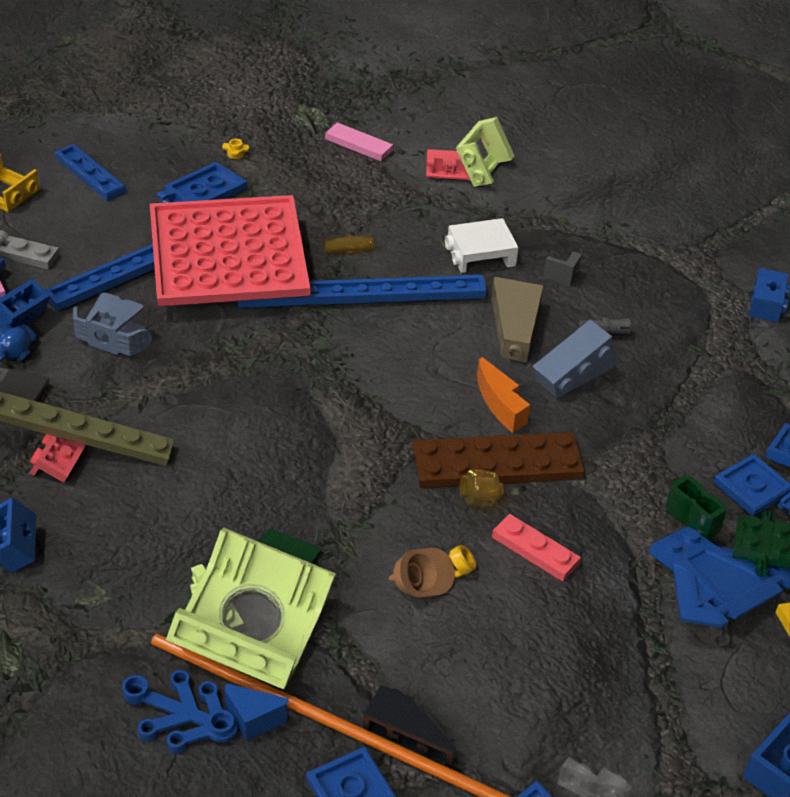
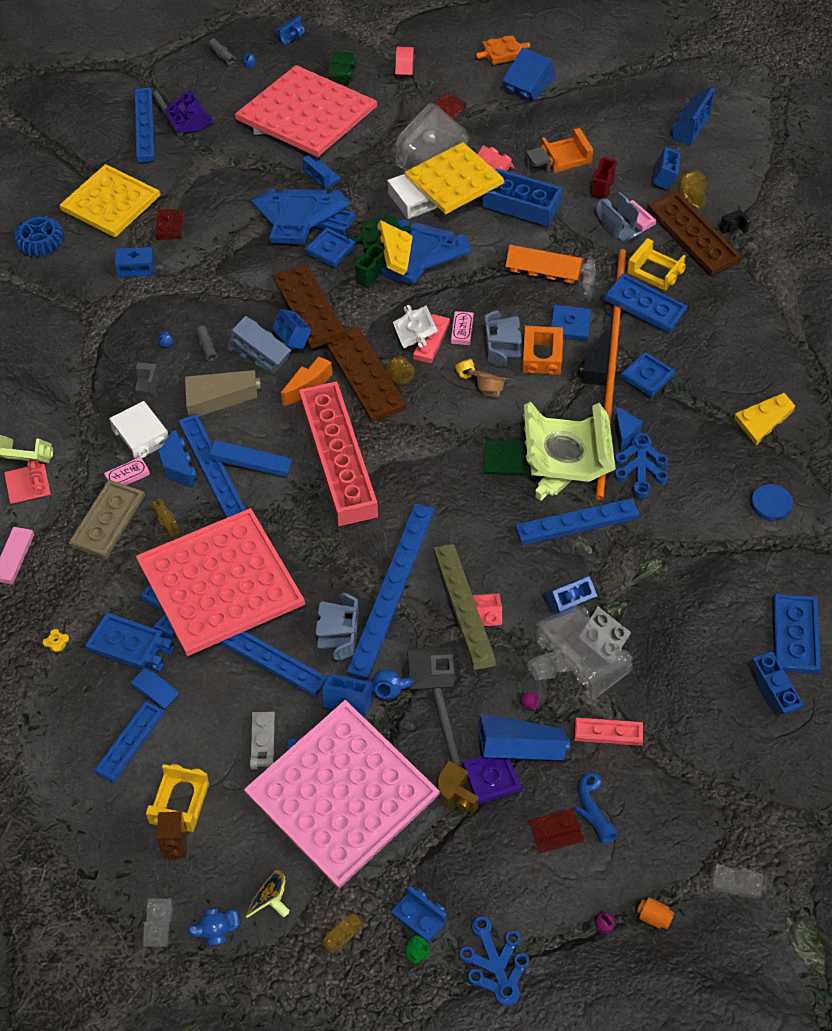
camera: 105 degrees left, 10 degrees up
(129, 603) = (577, 521): none -> blue plate
(133, 192) = (154, 688): none -> blue slope
(145, 394) = (390, 593): none -> blue plate
(362, 386) = (338, 454): none -> coral brick
(371, 206) = (107, 519): none -> dark tan tile
(395, 318) = (250, 458): none -> blue tile
(422, 261) = (176, 461): none -> blue slope
(428, 231) = (128, 472): none -> bright pink tile
(474, 683) = (543, 336): none -> orange panel
(494, 615) = (506, 341): none -> sand blue piece
(506, 728) = (573, 320): none -> blue plate
(543, 587) = (462, 328): none -> bright pink tile
(554, 522) = (415, 326): none -> white plate
(590, 392) = (291, 329): none -> blue brick
(627, 294) = (165, 340): none -> blue hinge
(638, 430) = (307, 299): none -> reddish brown plate
(648, 723) = (544, 262): none -> orange wedge
(712, 530) = (397, 247): none -> yellow wing

